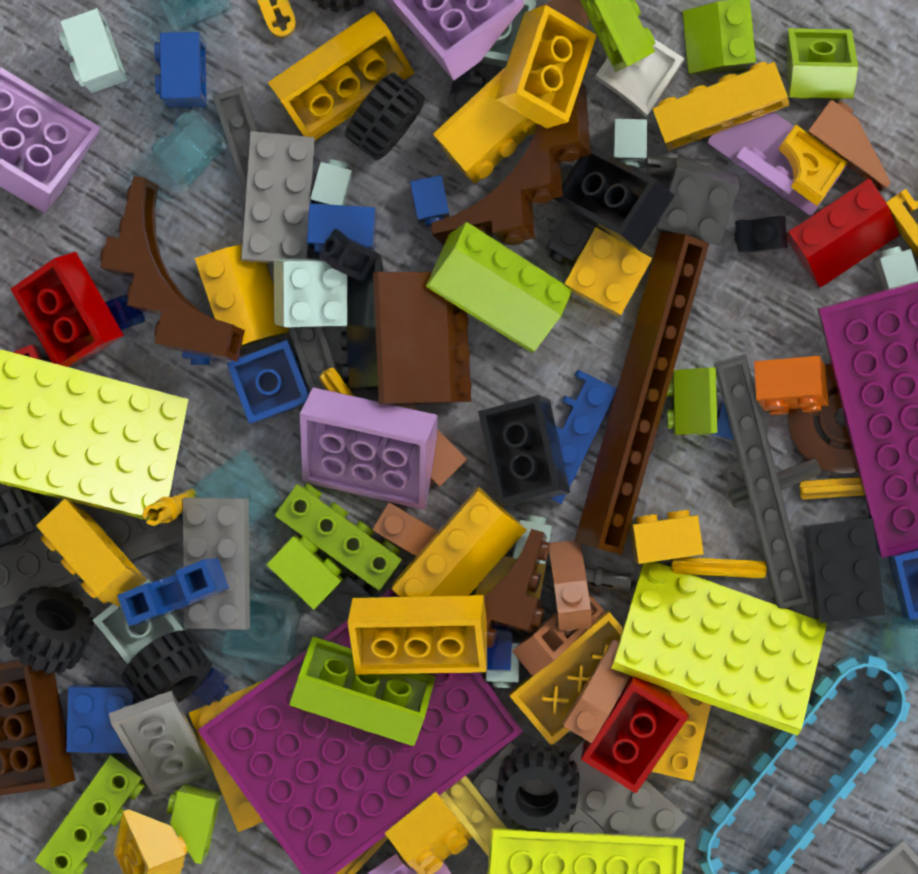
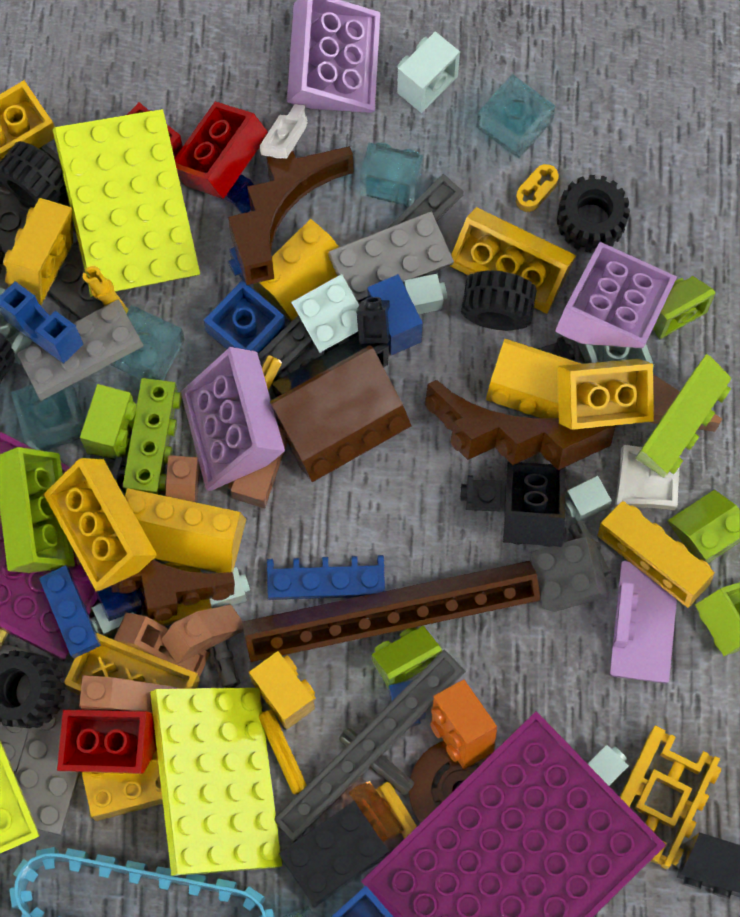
camera: 60 degrees right, 15 degrees down
(84, 234) = (284, 133): none -> white hinge
(182, 69) = (450, 140): blue brick -> none
(429, 199) = (455, 370): blue brick -> none
(483, 705) = (69, 611): none -> blue plate
(498, 287) = (413, 452): lime slope -> none
(524, 452) = (292, 541): black brick -> none
(607, 272) = (473, 535): yellow brick -> none
(761, 234) = (571, 640): black bracket -> none
(812, 163) = (651, 649): yellow tile -> none
(825, 509) = (376, 811): none -> clear orange plate
(843, 233) = (611, 707): red slope -> none
(845, 136) = (688, 664): nougat slope -> none

